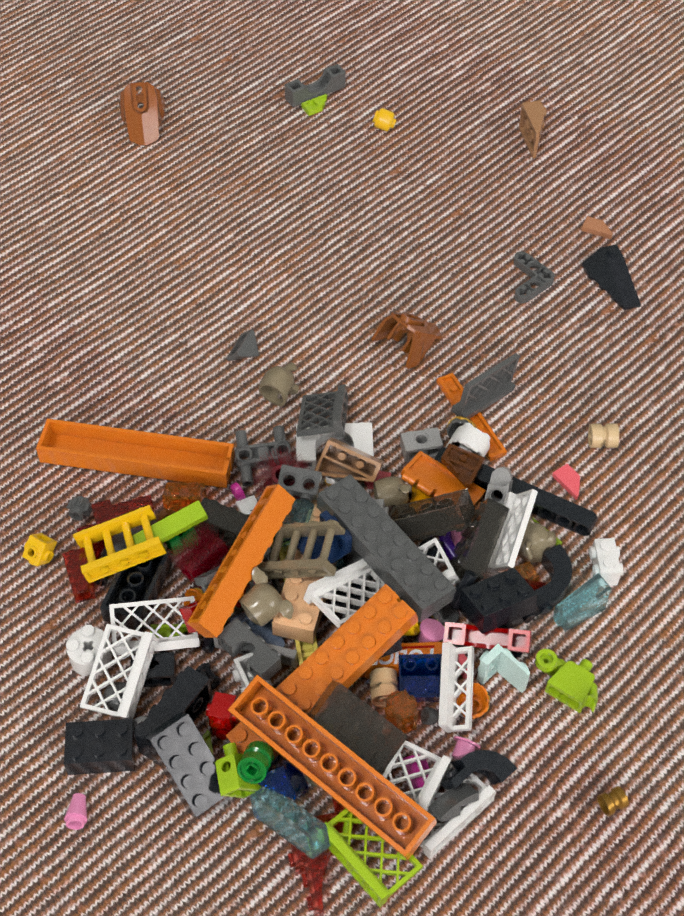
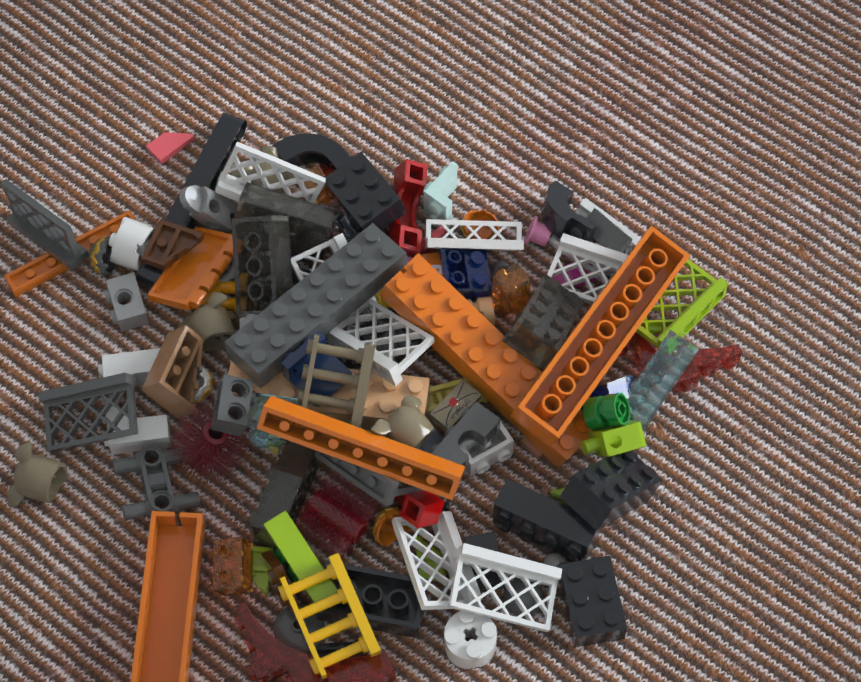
camera: 95 degrees left, 10 degrees up
(77, 813) = (671, 613): bright pink cone -> none
(205, 669) = (483, 502): black bush -> none
(219, 717) = (540, 468): red brick -> none
(237, 491) = (215, 507): dark pink tile -> none
(246, 505) = (235, 493): white tile -> none
(289, 651) = (452, 406): none -> dark tan tile
(569, 681) = (446, 134): lime torso -> none
(582, 603) = (346, 123): clear light blue slope -> none
(603, 435) = (104, 106): tan wheel -> none
(606, 560) = (286, 104): white brick -> none
(612, 801) = (573, 100): pearl gold wheel -> none

